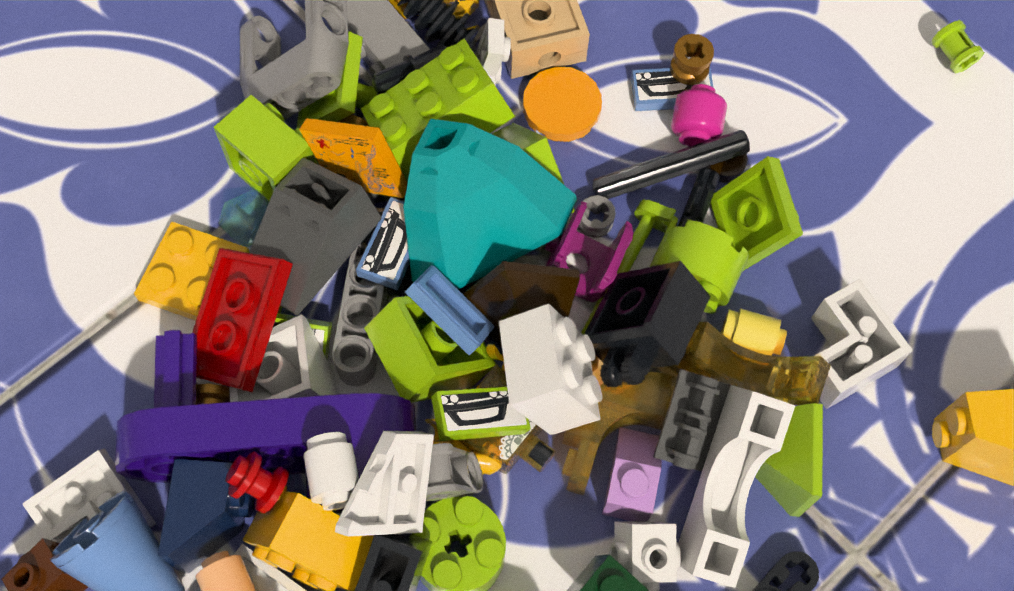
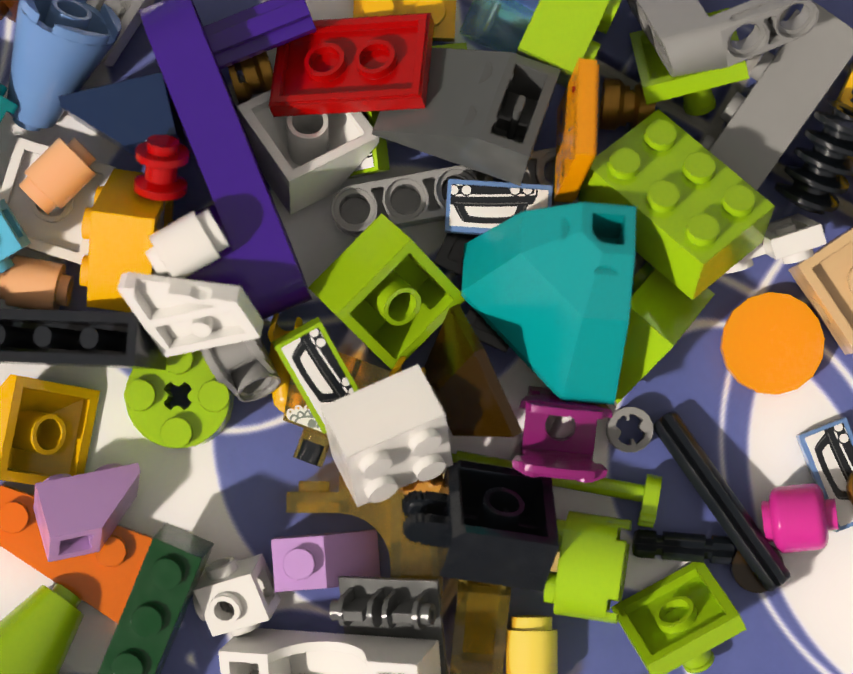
camera: 75 degrees right, 20 degrees up
(393, 75) = (730, 150): black axle -> none
(450, 309) = (430, 301): medium blue tile -> none

